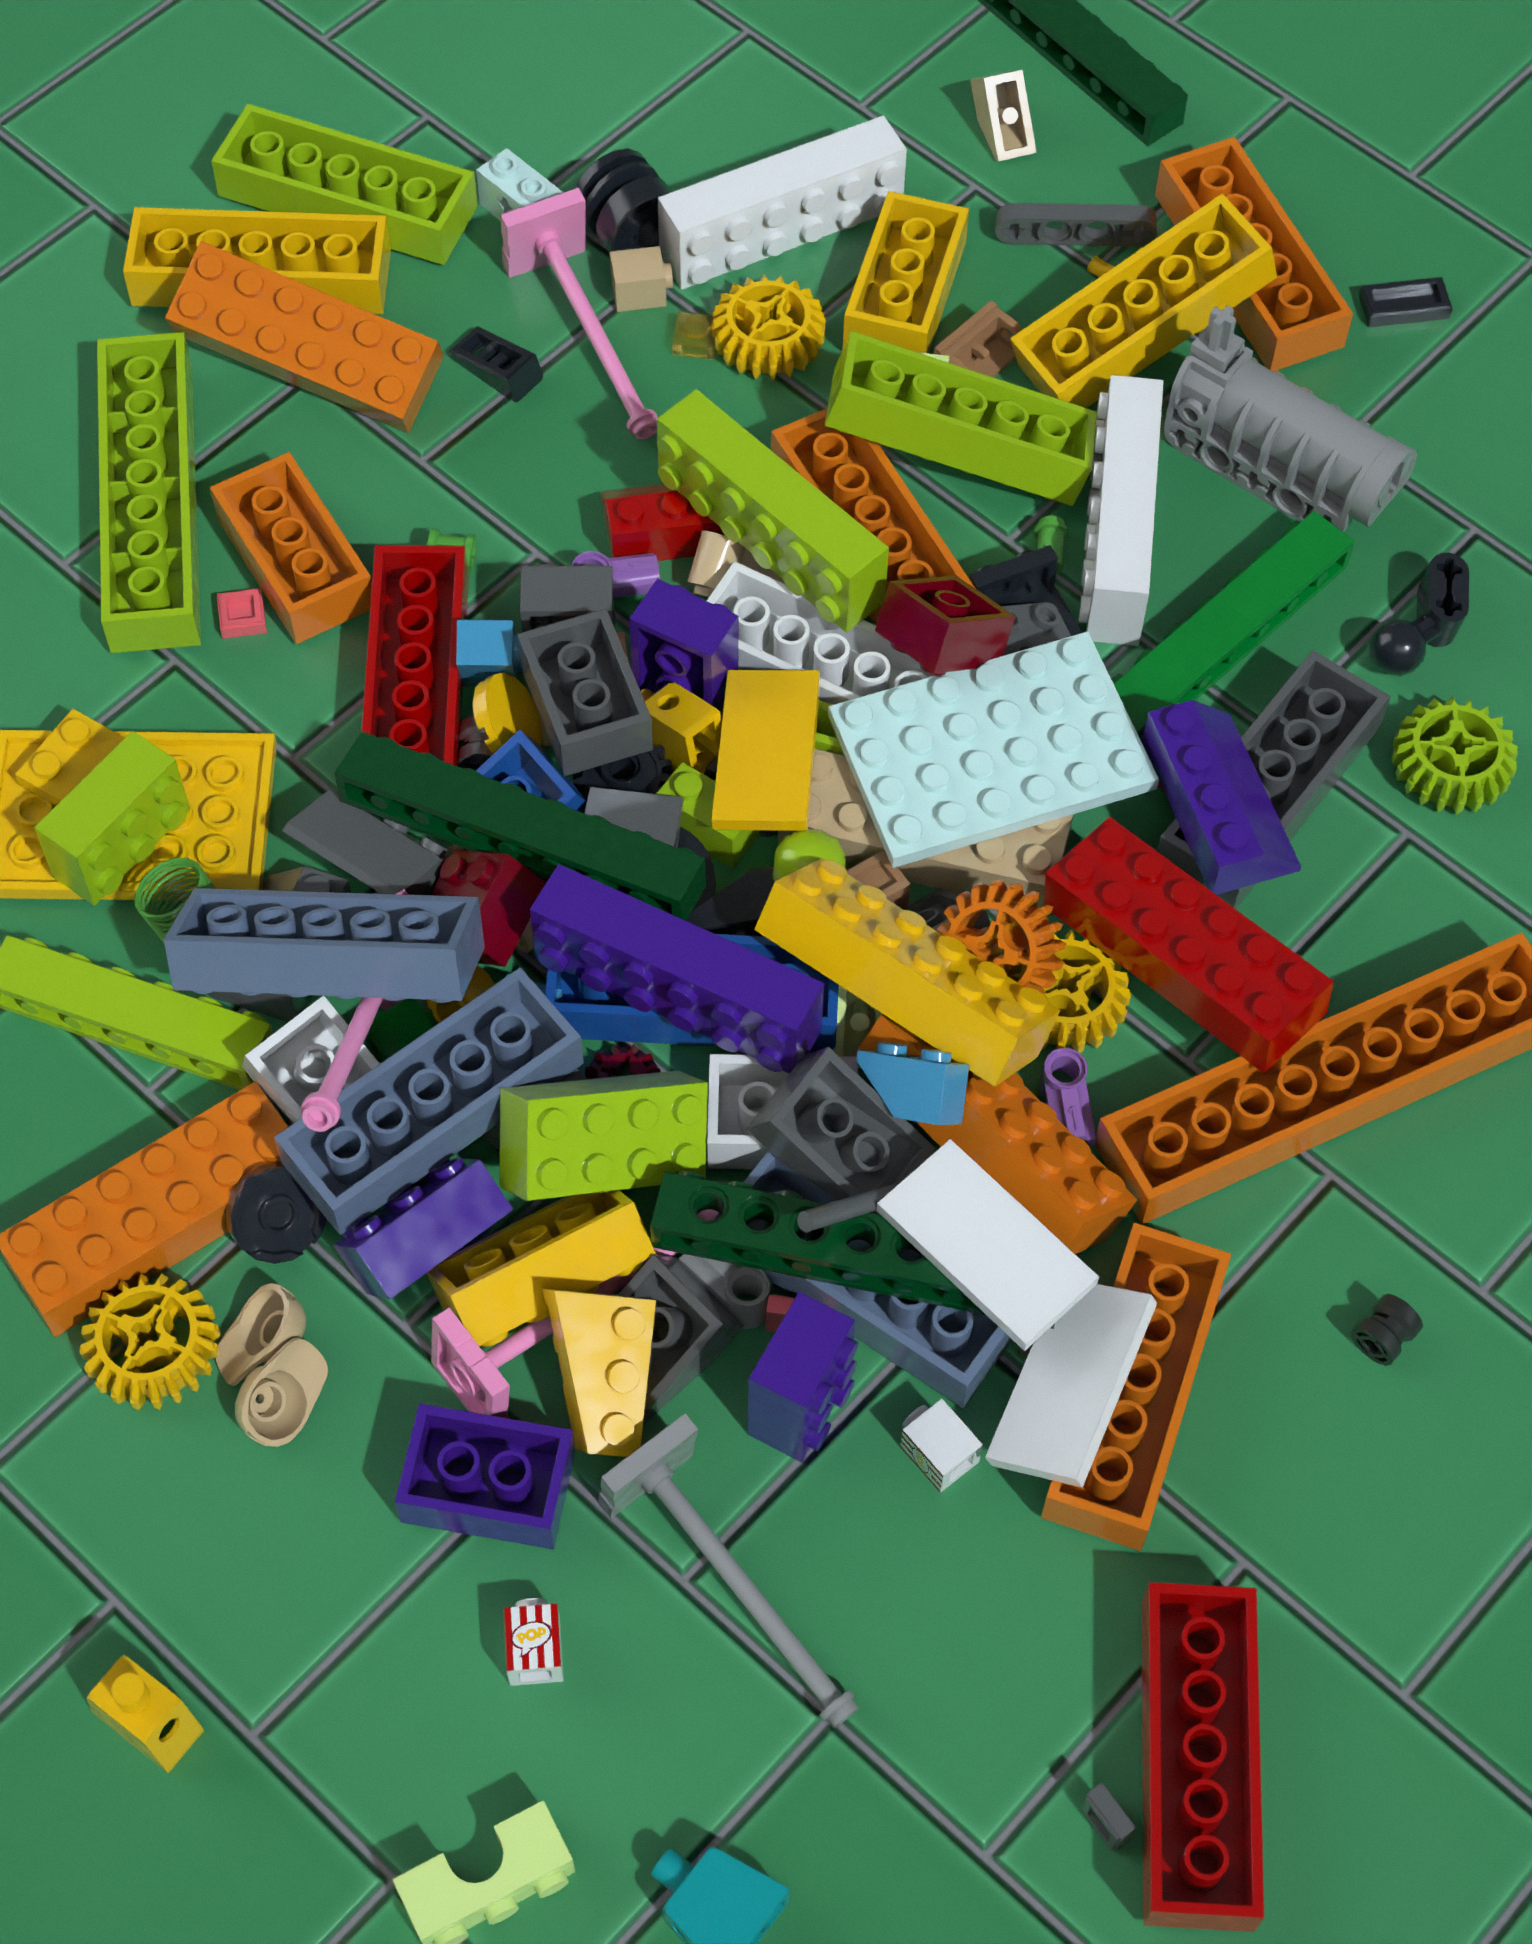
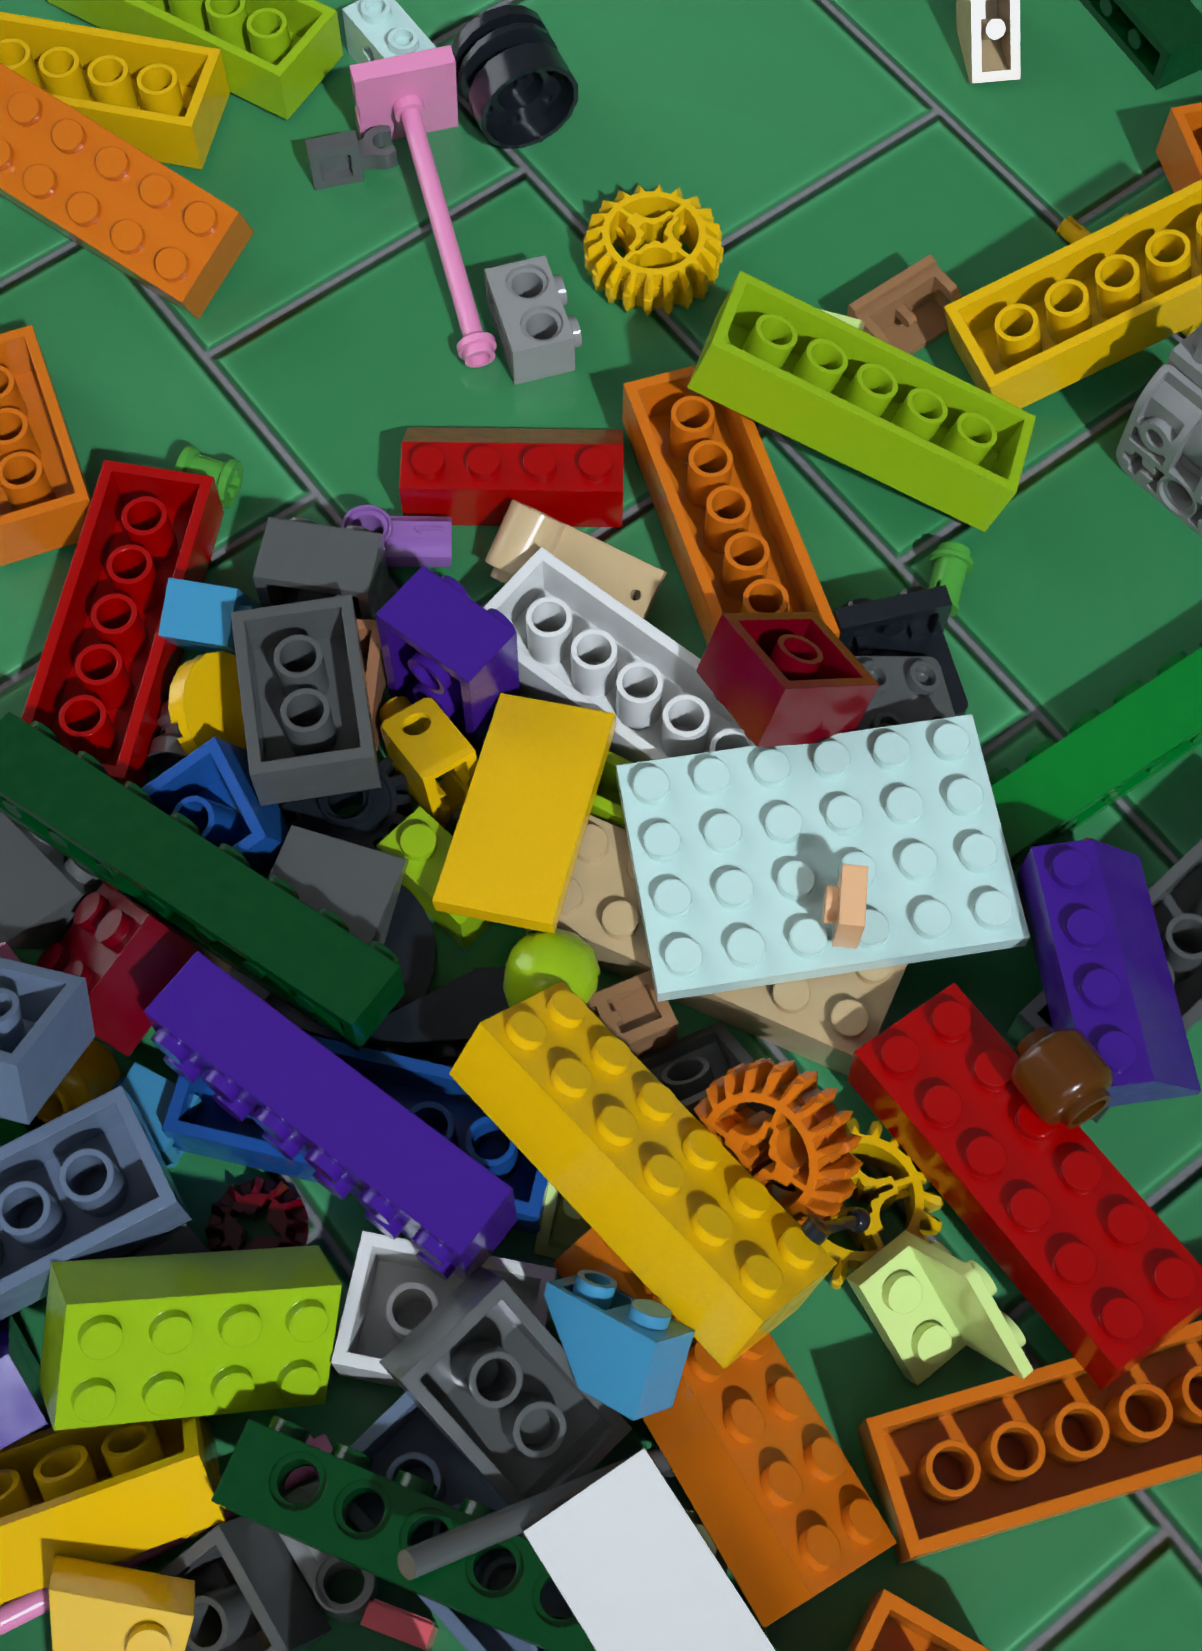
camera: 10 degrees right, 5 degrees up
(500, 288) = (342, 157): none -> dark grey plate
(521, 365) = (324, 251): black slope -> none
(639, 278) = (511, 168): tan brick -> none
(673, 376) = (532, 319): none -> light grey brick
(694, 336) = (564, 246): clear yellow plate -> none
(771, 511) = (594, 493): lime brick -> none
(780, 202) = (699, 96): white brick -> none
(907, 272) = (833, 207): yellow brick -> none
(1021, 771) = (846, 906): none -> light nougat plate
(1068, 993) = (818, 1231): none -> black hinge
(1068, 1099) = (832, 1372): medium lavender piece -> none
(1076, 220) = (1053, 167): dark grey beam -> none
(1121, 510) = (1045, 551): white brick -> none
(1136, 1042) = (933, 1307): none -> yellowish green bracket
(1198, 857) = (1062, 1076): none -> reddish brown head

